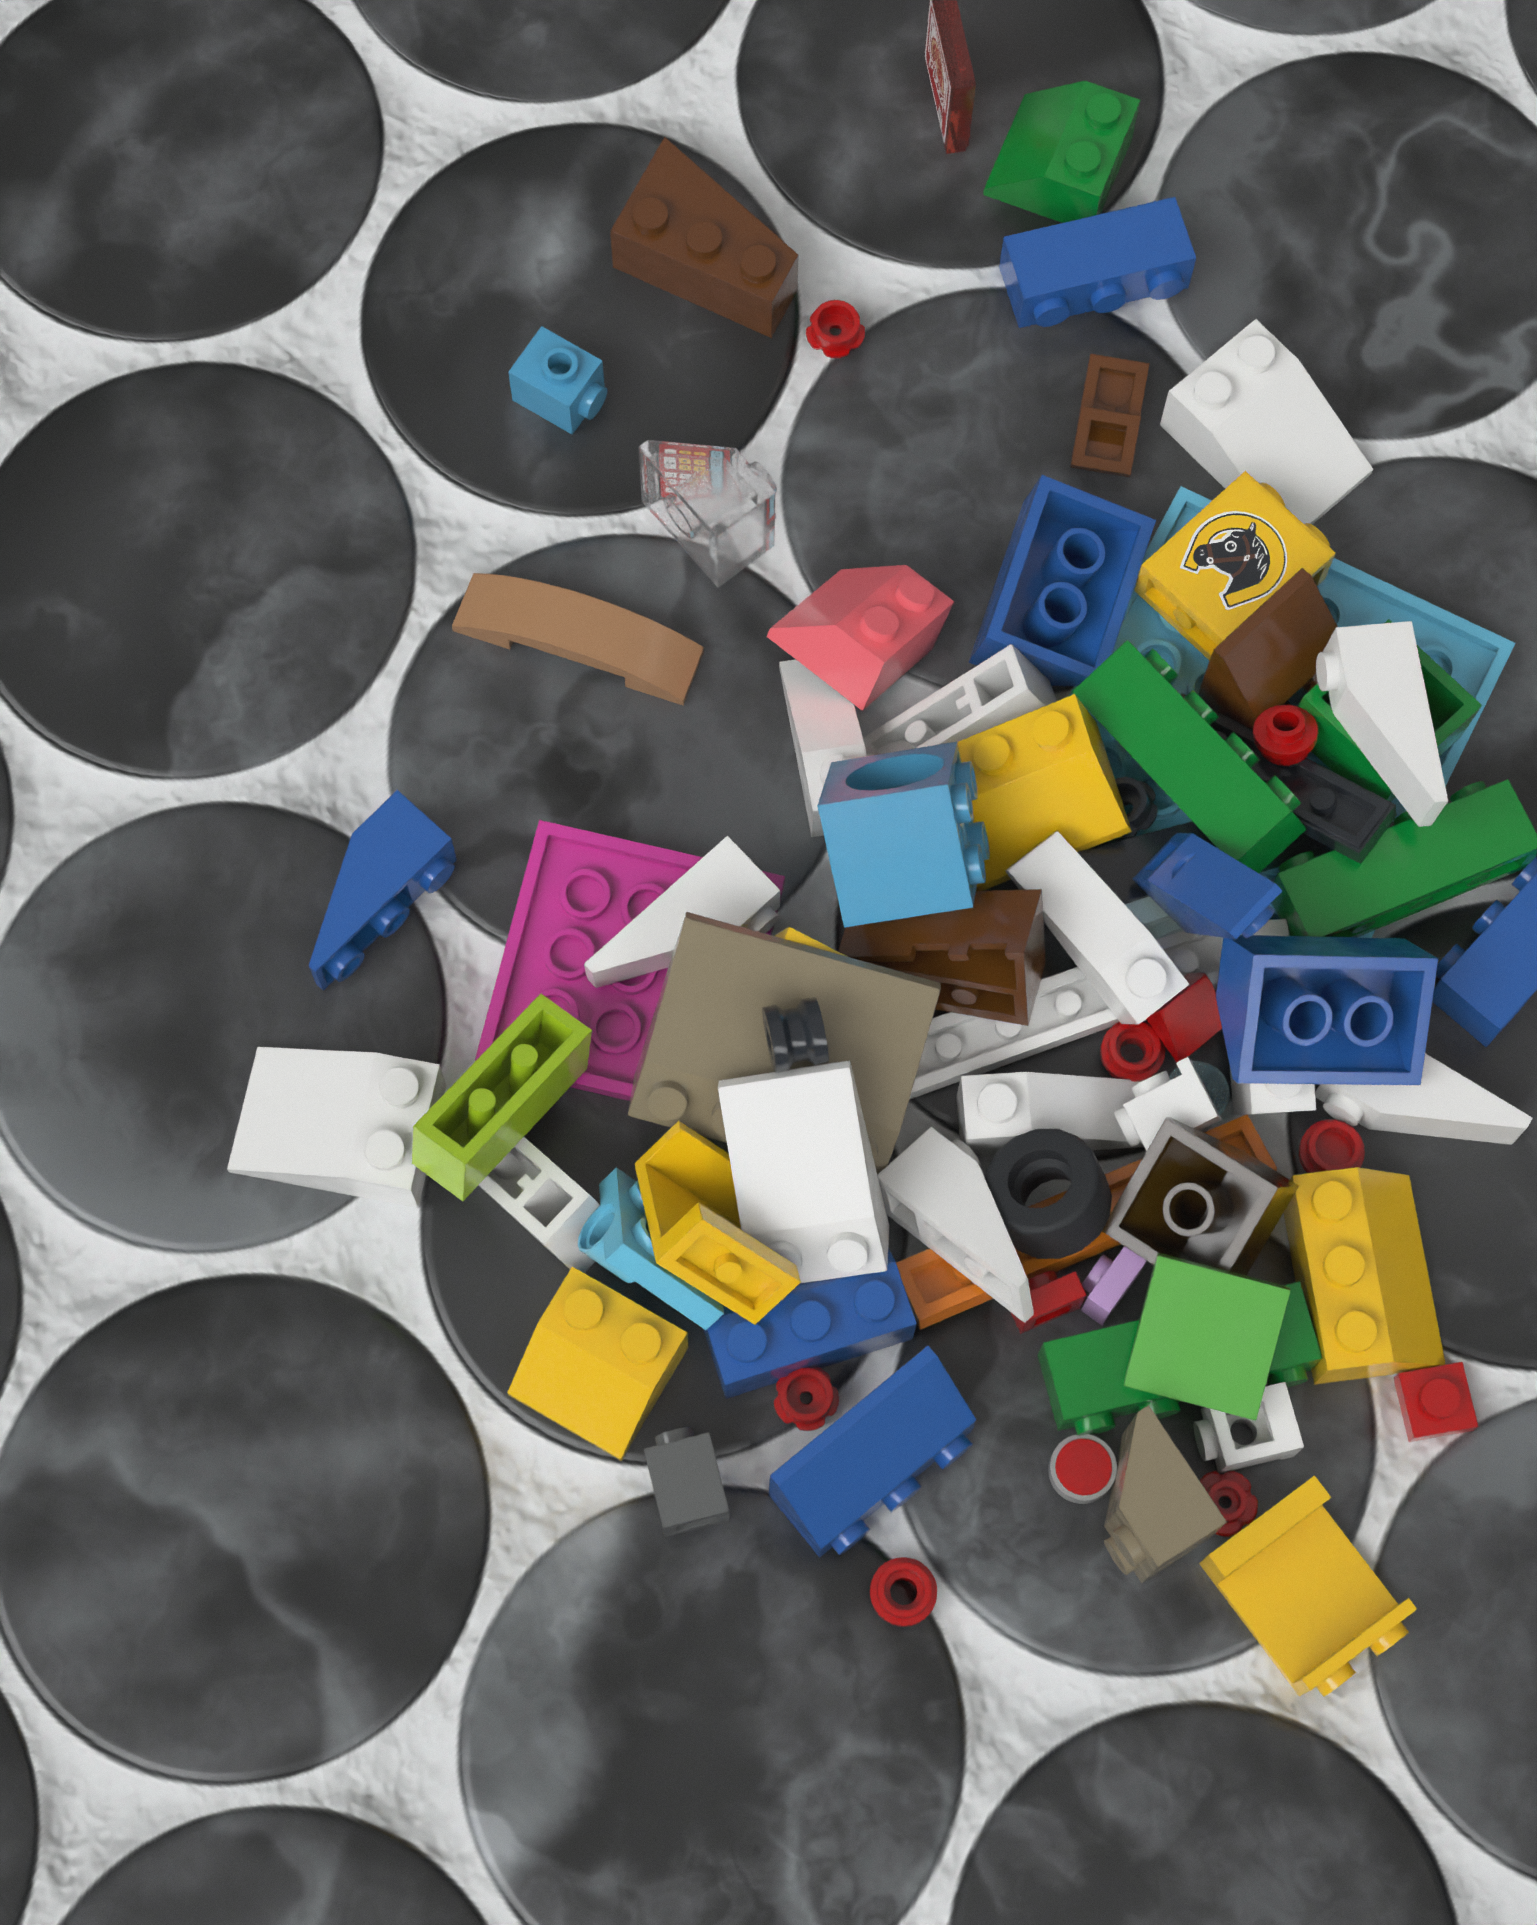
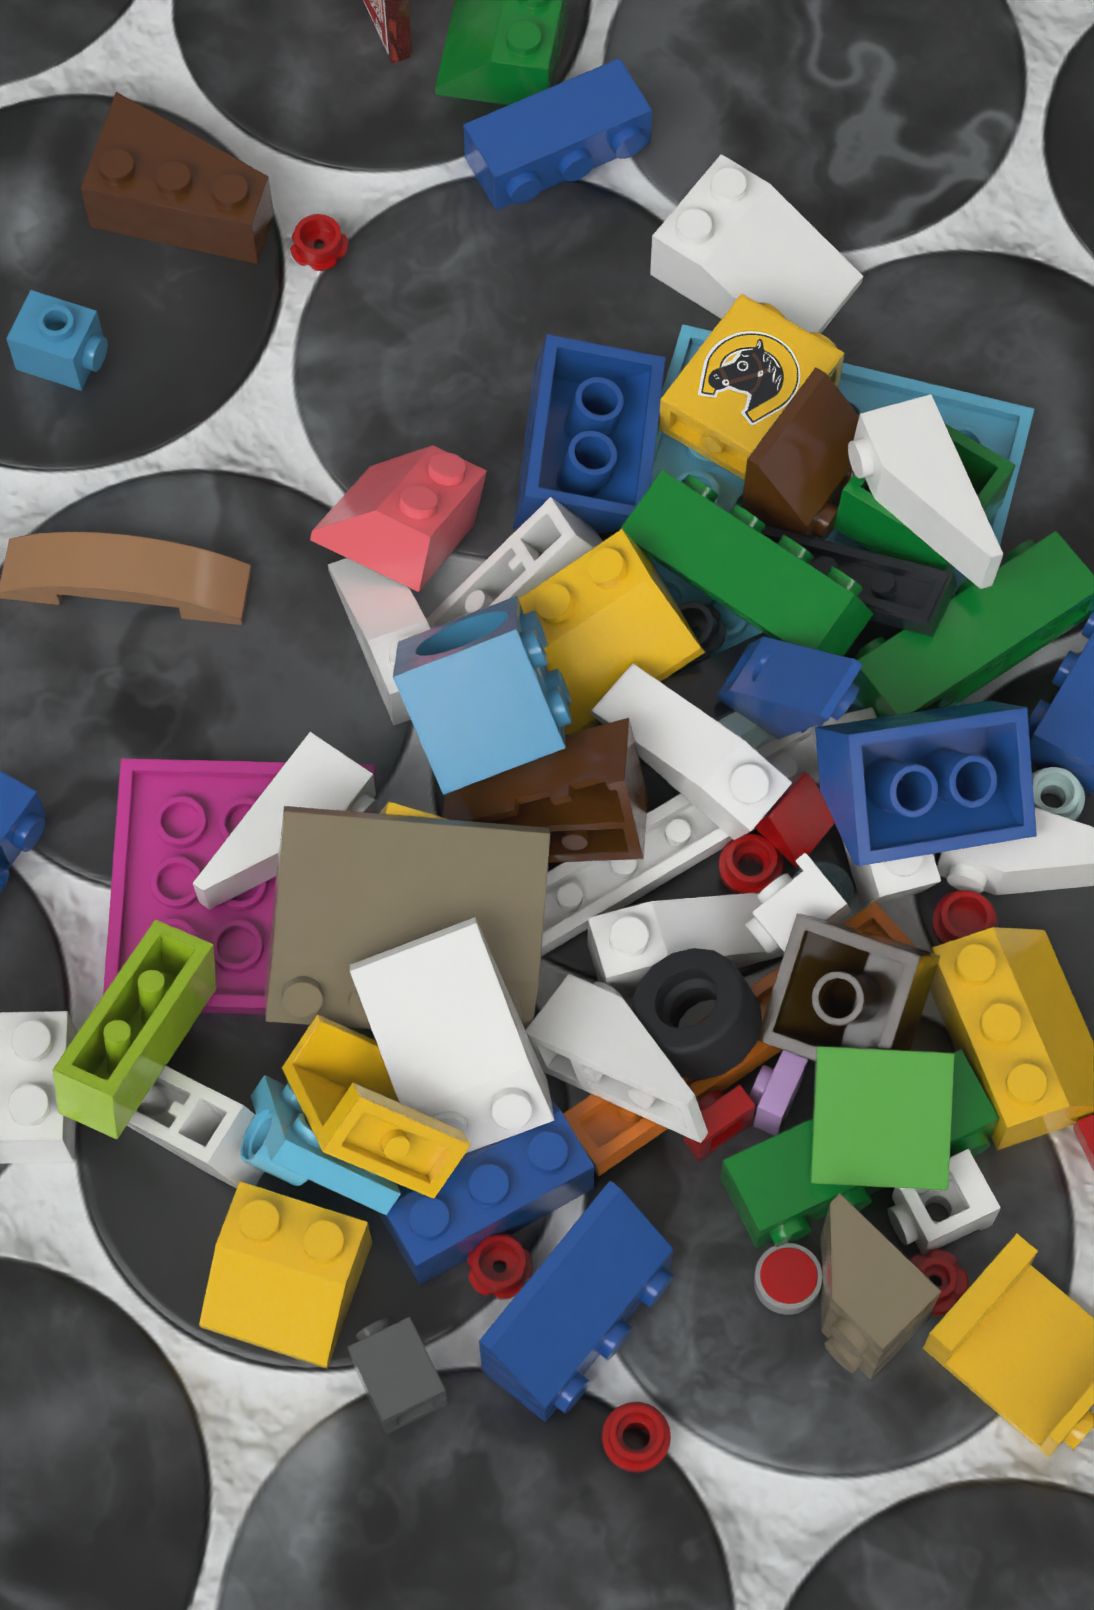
camera: 10 degrees left, 5 degrees down
(710, 503) = (229, 424): clear slope -> none
(795, 1034) = (416, 903): black wheel -> none
(1109, 415) = (600, 273): reddish brown slope -> none
(1285, 734) = (833, 529): red plate -> none
(1460, 1034) = (1062, 784): none -> light aqua plate

